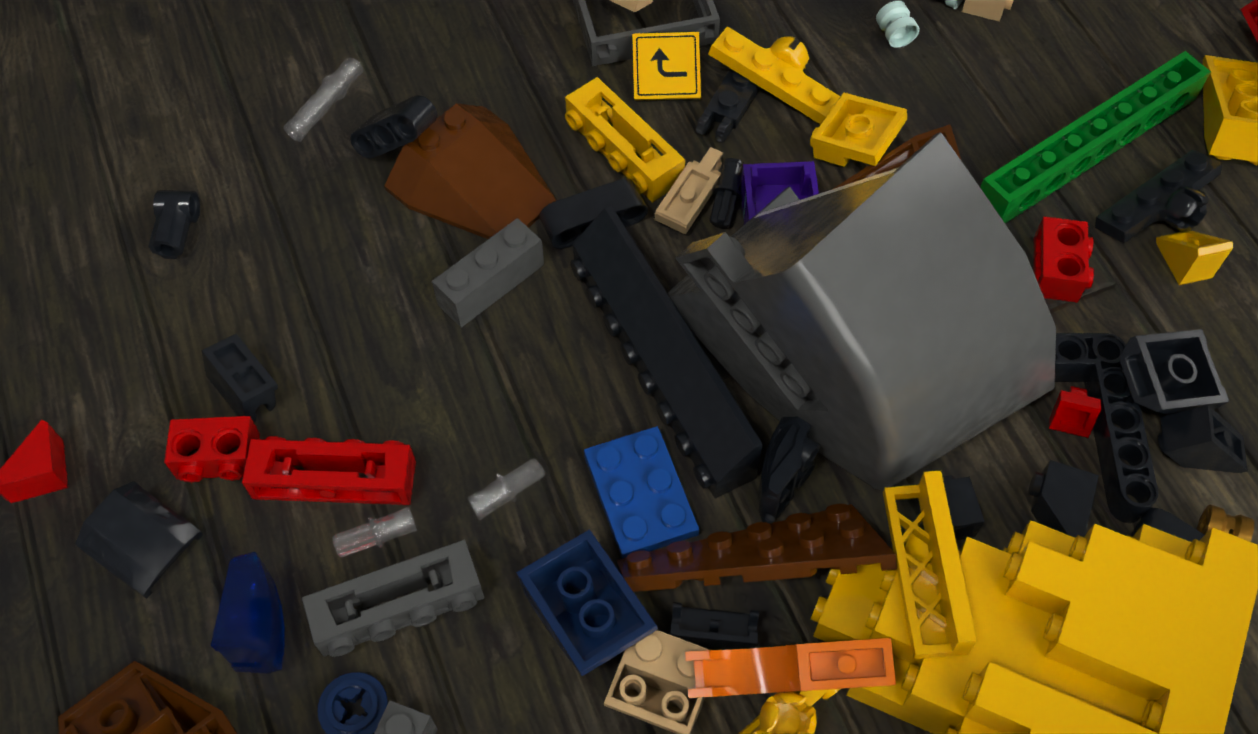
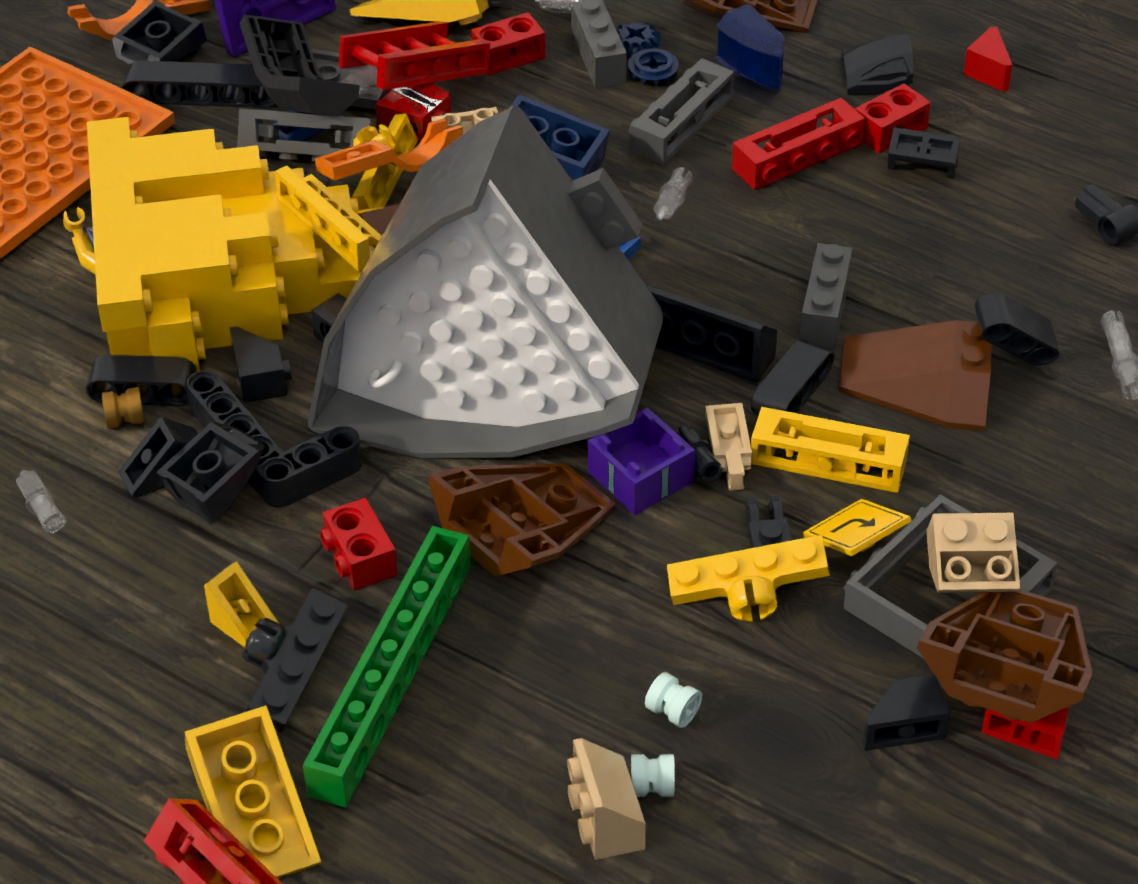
camera: 145 degrees right, 15 degrees down
(374, 532) = (732, 132): clear axle -> none
(857, 130) = (623, 549): yellow plate -> none
(1075, 412) = (283, 428): red tile -> none

